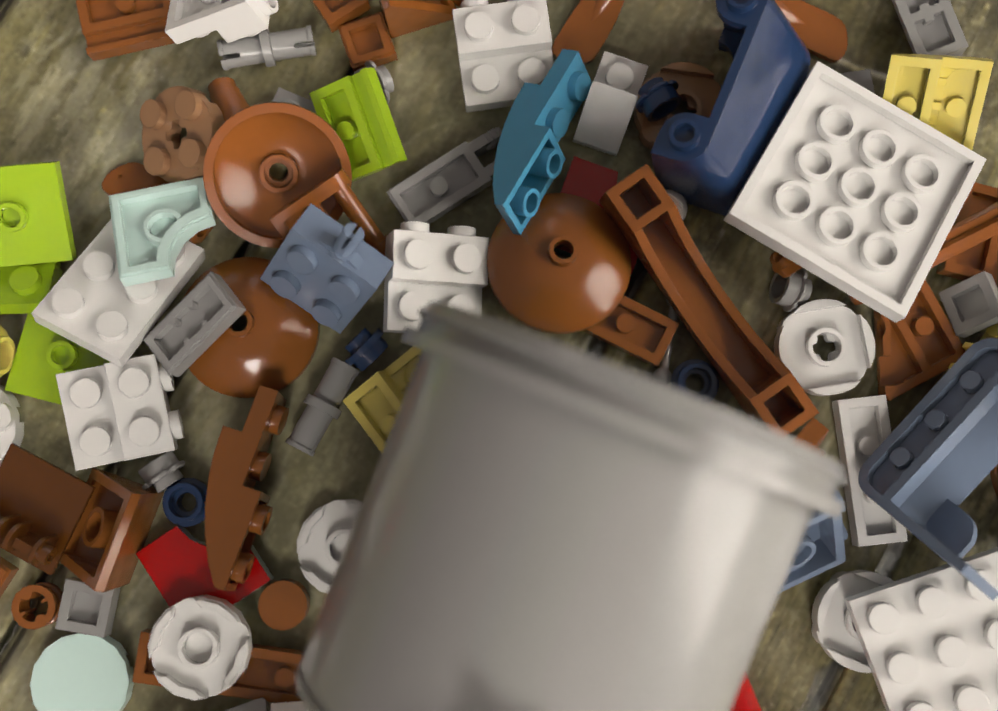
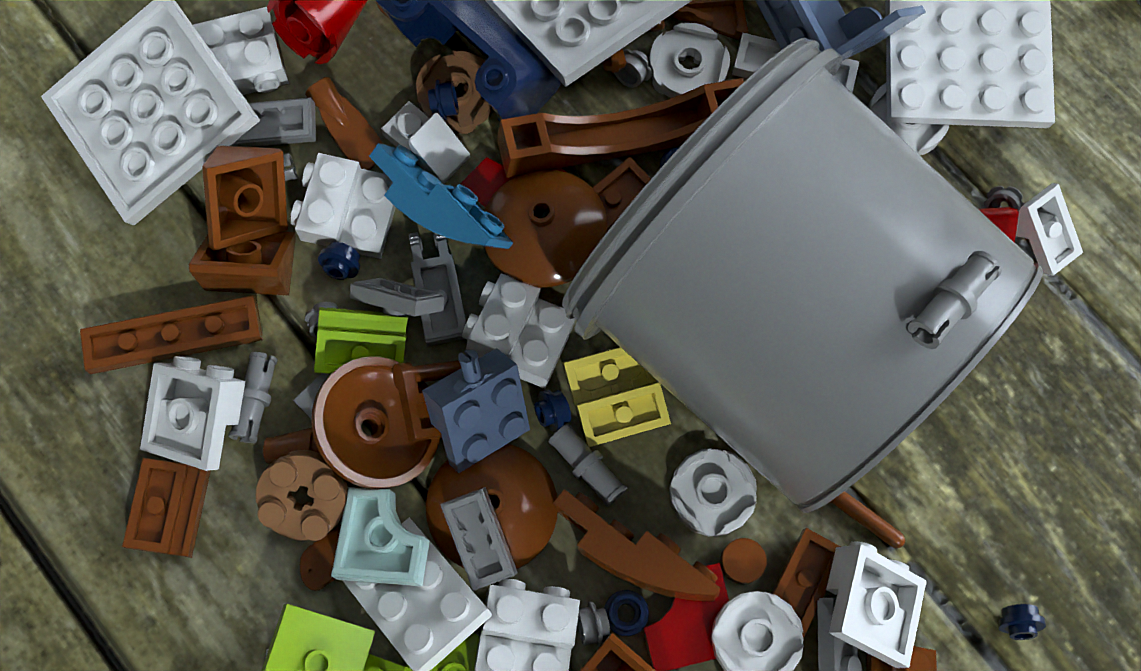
camera: 75 degrees left, 10 degrees down
(367, 40) = (285, 314): dark orange tile -> none
(417, 141) = (397, 298): none -> light grey plate
(440, 70) = (339, 261): none -> dark blue plate

